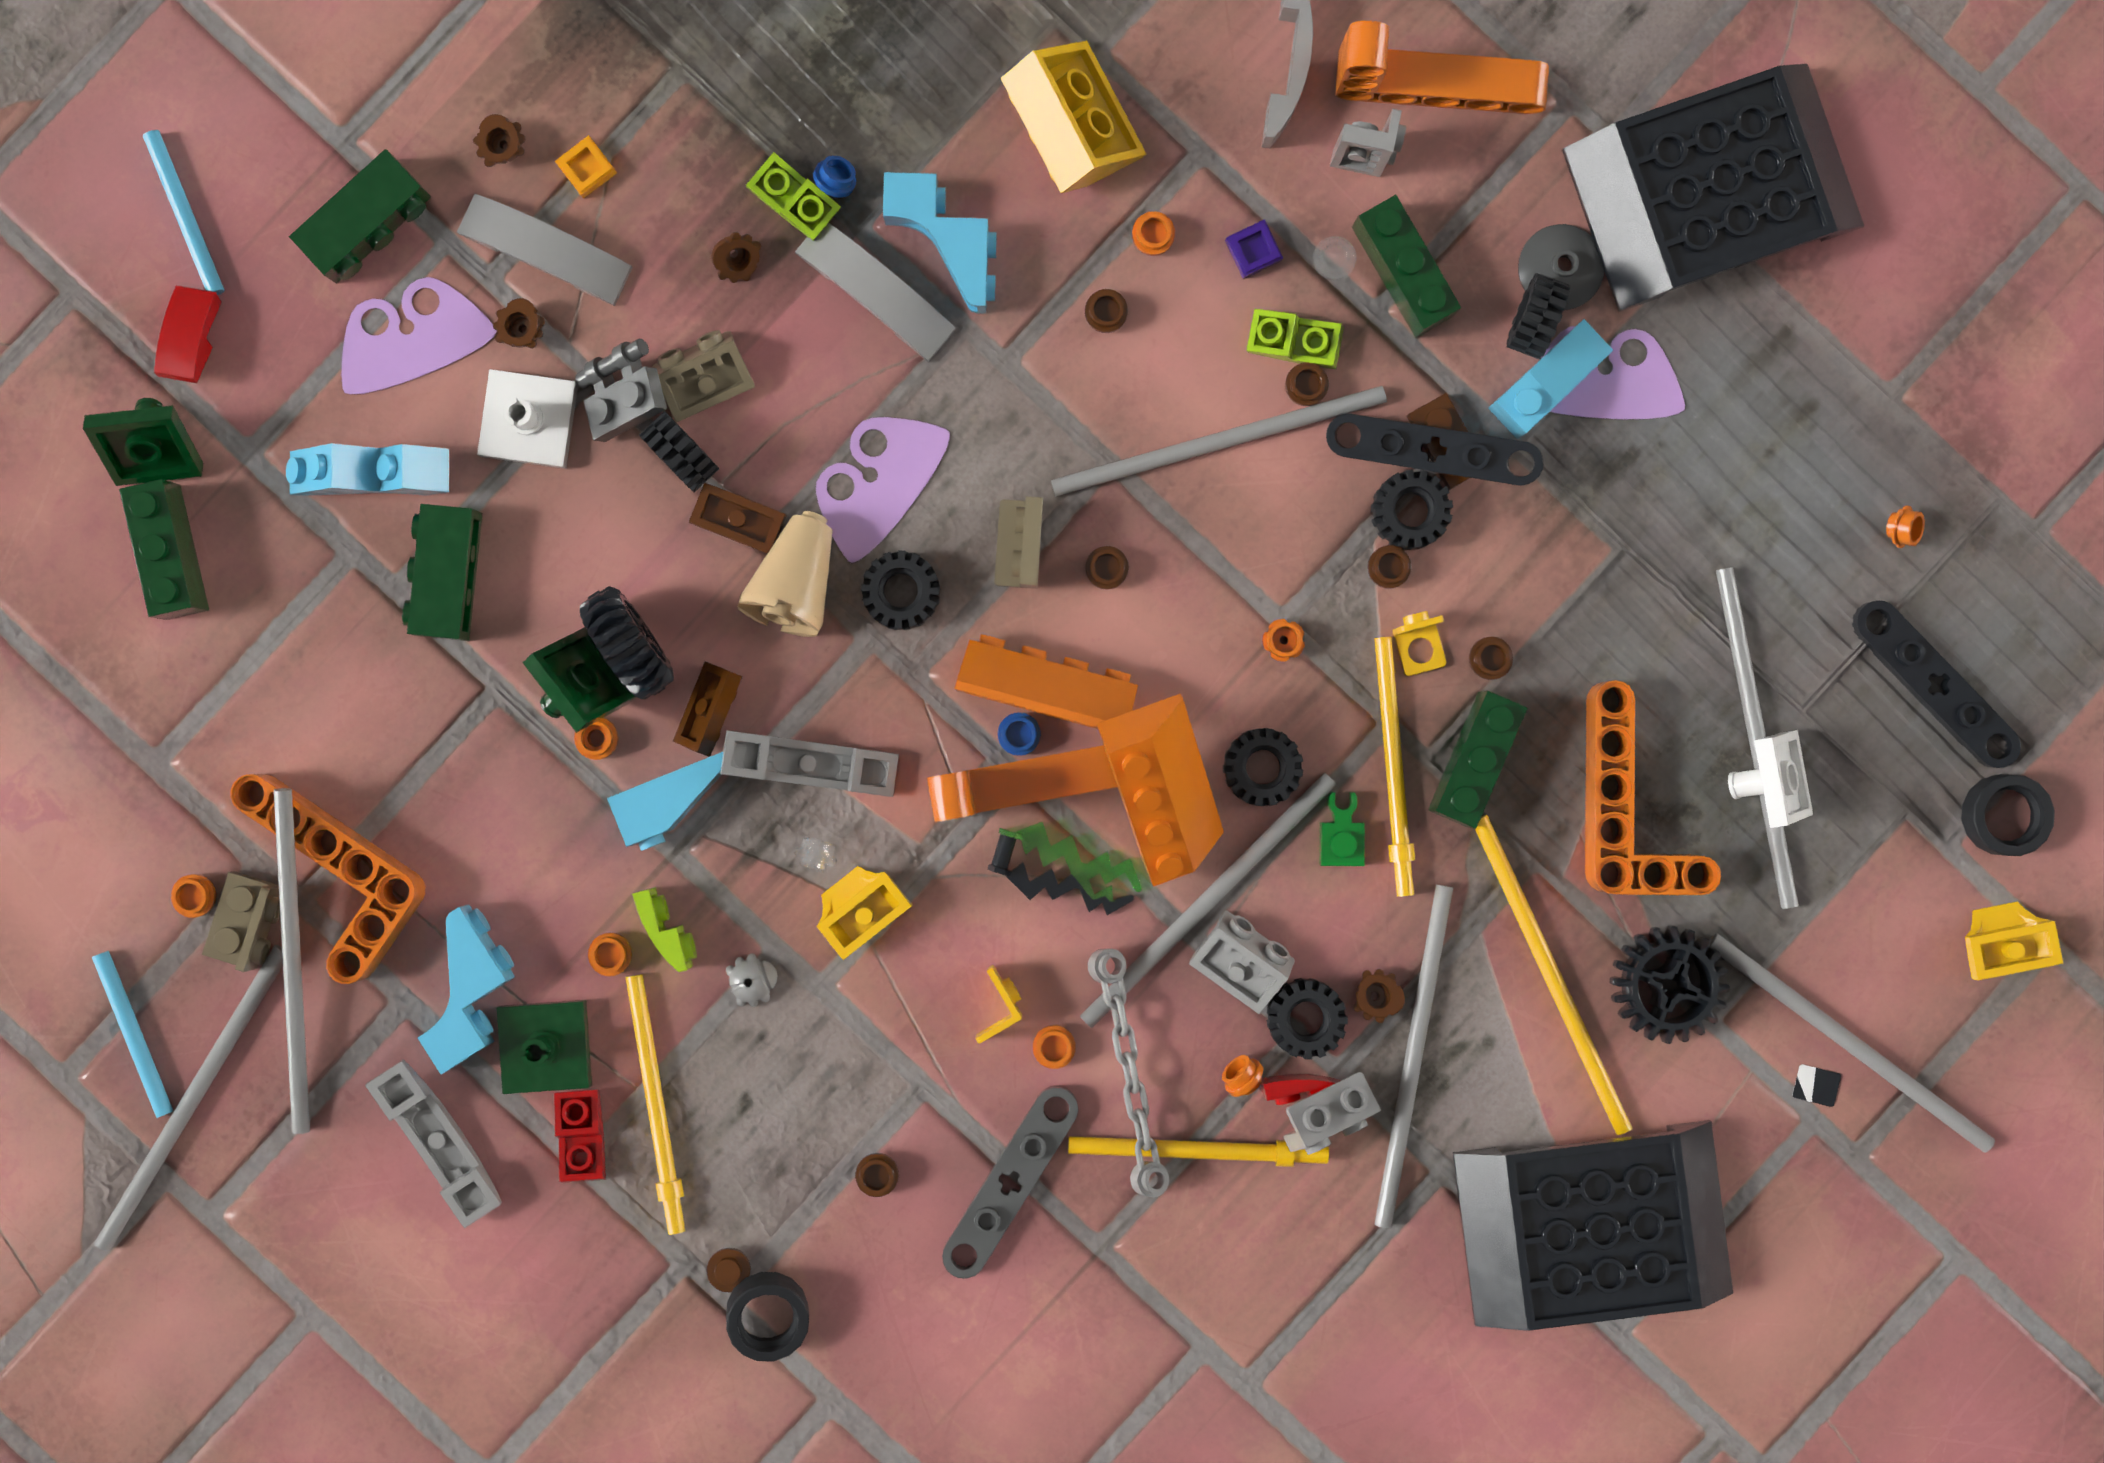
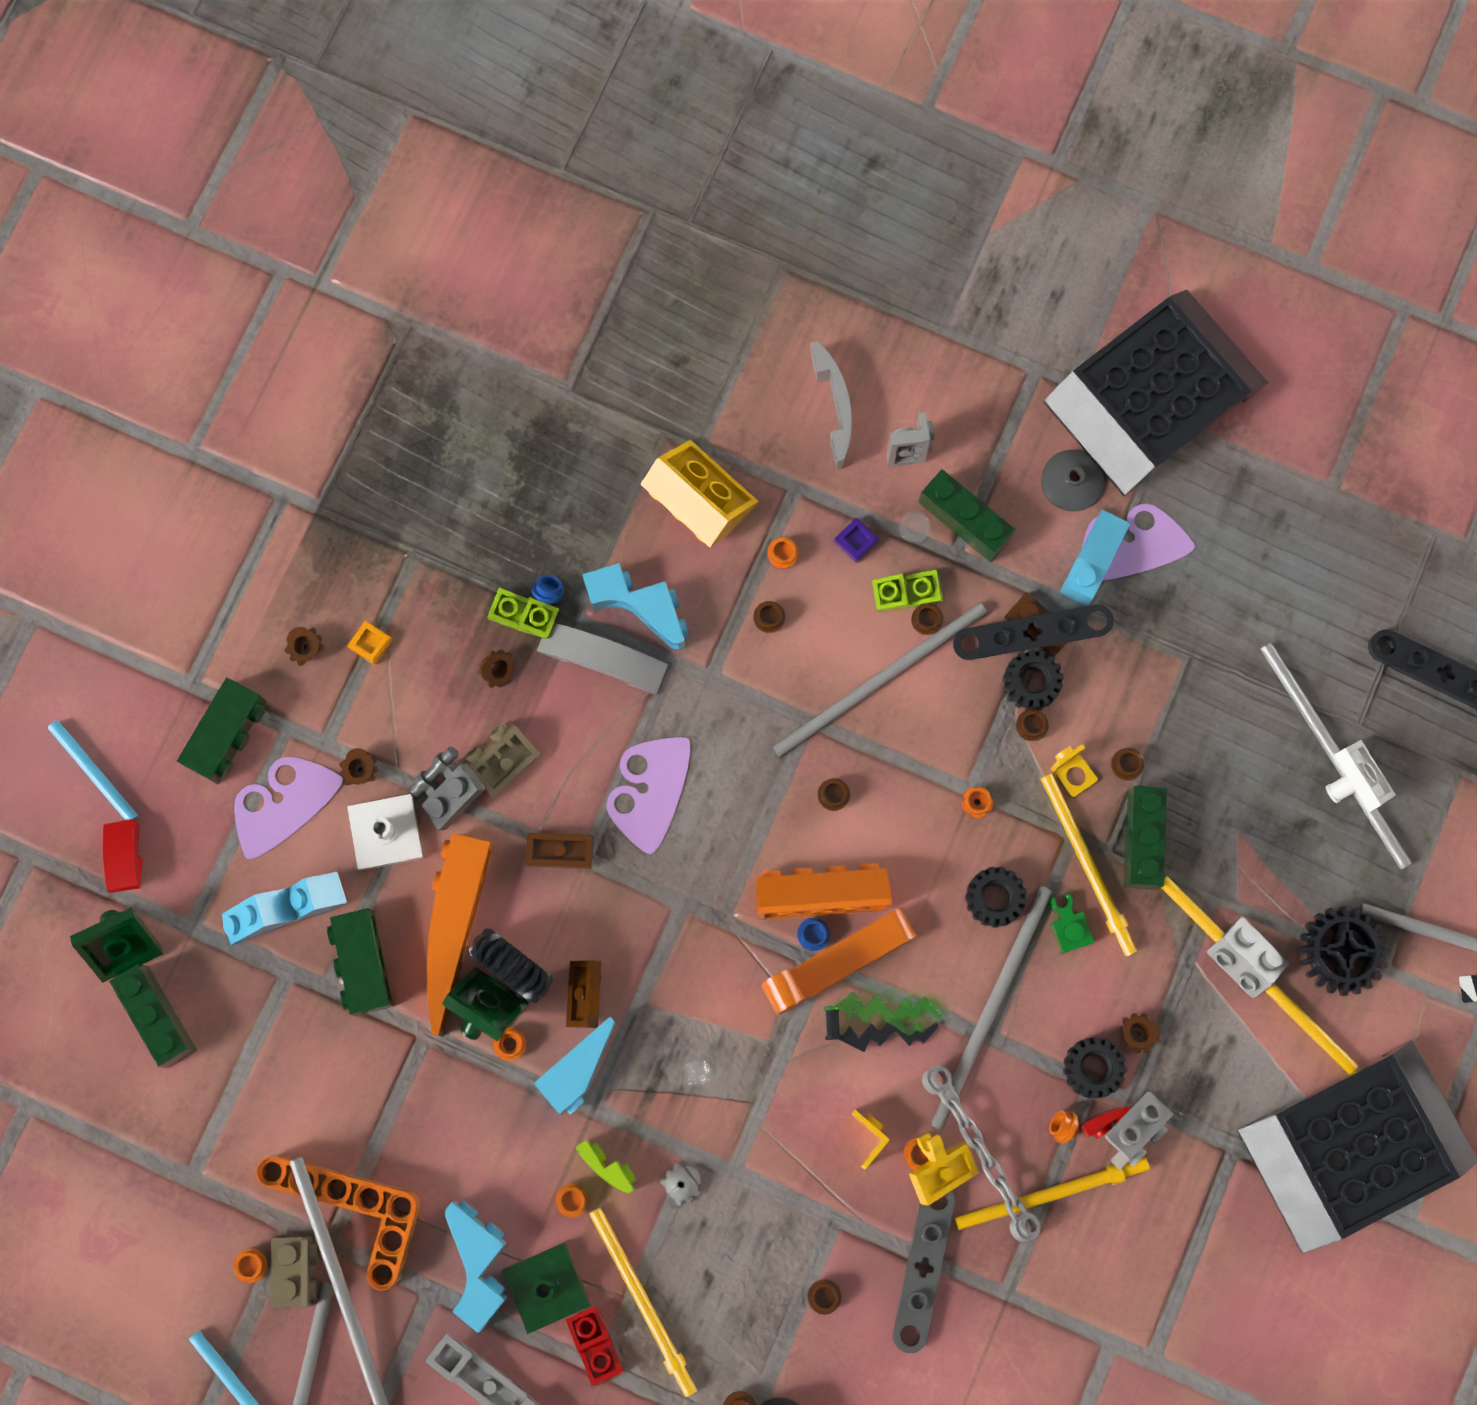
camera: 15 degrees left, 10 degrees down
(545, 248) = (359, 708): light grey slope -> none
(575, 557) = (452, 918): none -> orange slope
(679, 451) = (503, 816): black tyre -> none
(792, 578) = (614, 879): tan cone -> none
(809, 763) = (671, 1008): light grey slope -> none
(859, 909) = (743, 1101): yellow slope -> none
(876, 579) = (689, 841): black tyre -> none
(1019, 543) = (766, 798): dark tan bracket -> none
(1074, 1078) = (943, 1170): none -> yellow plate
(1163, 787) = (931, 934): orange slope -> none
(1243, 961) = (1033, 1042): light grey bracket -> none
(1383, 75) = (900, 394): orange beam -> none
(1413, 1056) = (1182, 1070): light grey piece -> none
(1538, 316) = (1070, 517): black tyre -> none
(1548, 951) = (1248, 958): none -> light grey bracket
(1622, 809) = (1260, 838): orange beam -> none
(1905, 527) = (1378, 573): orange plate -> none

